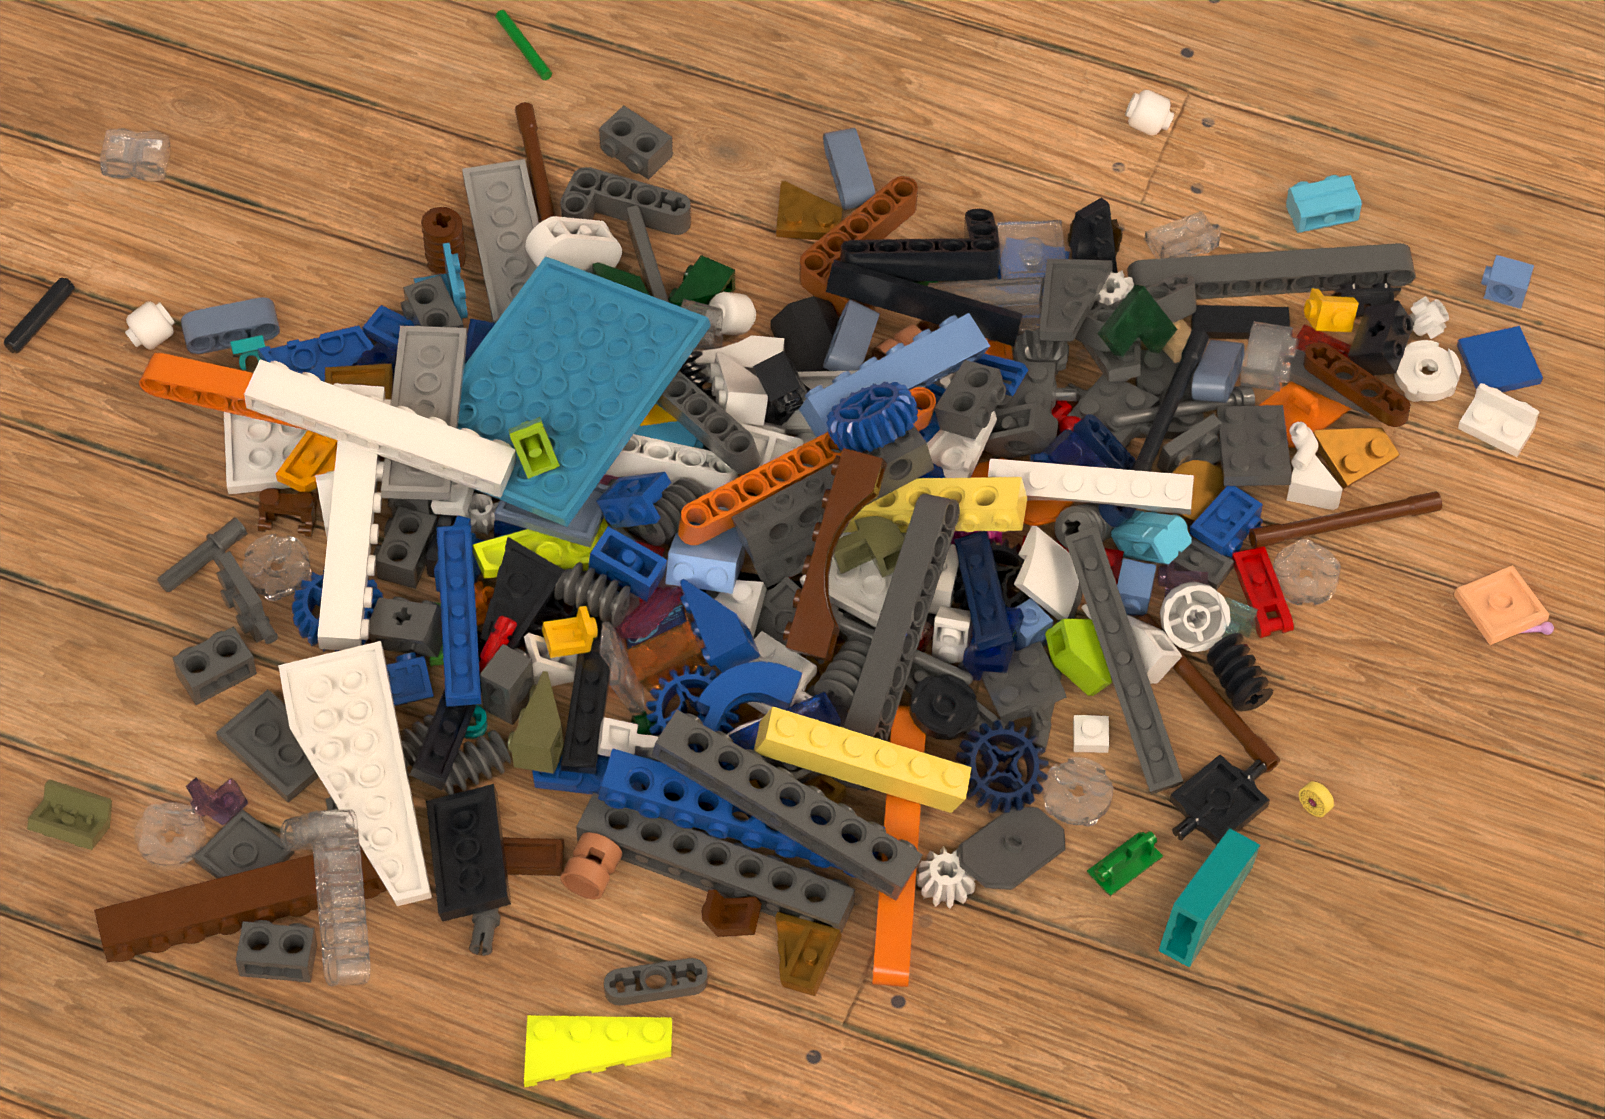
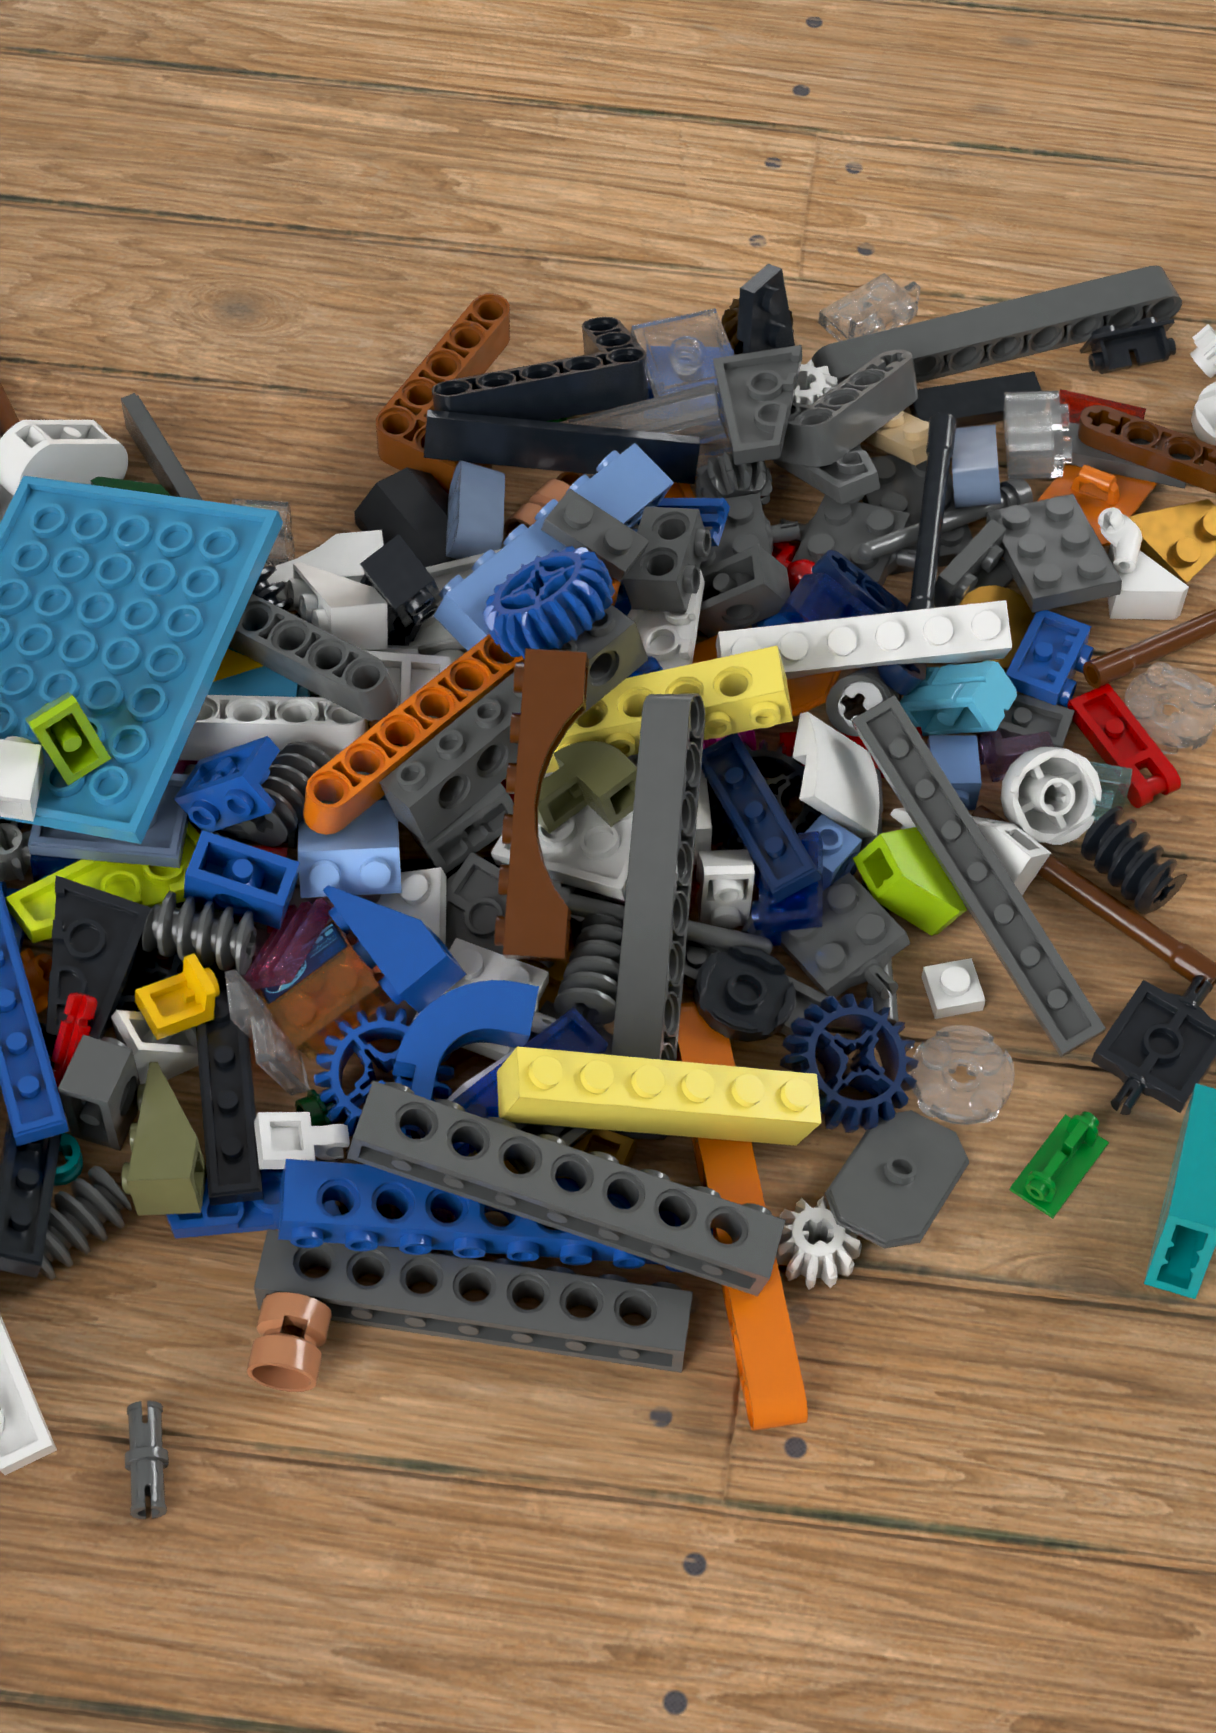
camera: 15 degrees left, 0 degrees up
(468, 853) = (97, 1365): black plate -> none
(534, 856) = (187, 1347): reddish brown tile -> none
(591, 1043) = (336, 1629): neon yellow wing -> none
(609, 194) = (94, 388): dark grey beam -> none
(628, 974) = (385, 1501): dark grey beam -> none
(635, 142) = (113, 315): dark grey brick -> none
(703, 282) = (255, 475): dark green slope -> none
(730, 915) = (517, 1371): reddish brown bracket -> none
(737, 312) = (309, 508): white head -> none
(804, 214) = (363, 368): pearl gold wing -> none
(804, 952) = (640, 1404): pearl gold wing -> none
(848, 167) = (408, 298): sand blue beam -> none
(921, 374) = (583, 524): none -> dark grey plate
(1134, 318) = (858, 414): clear green plate -> none
(1149, 112) = (779, 165): white head -> none
(1323, 203) = (1035, 236): medium azure brick -> none
(1330, 312) = (1090, 366): yellow bracket -> none
(1381, 338) = (1171, 384): black brick -> none

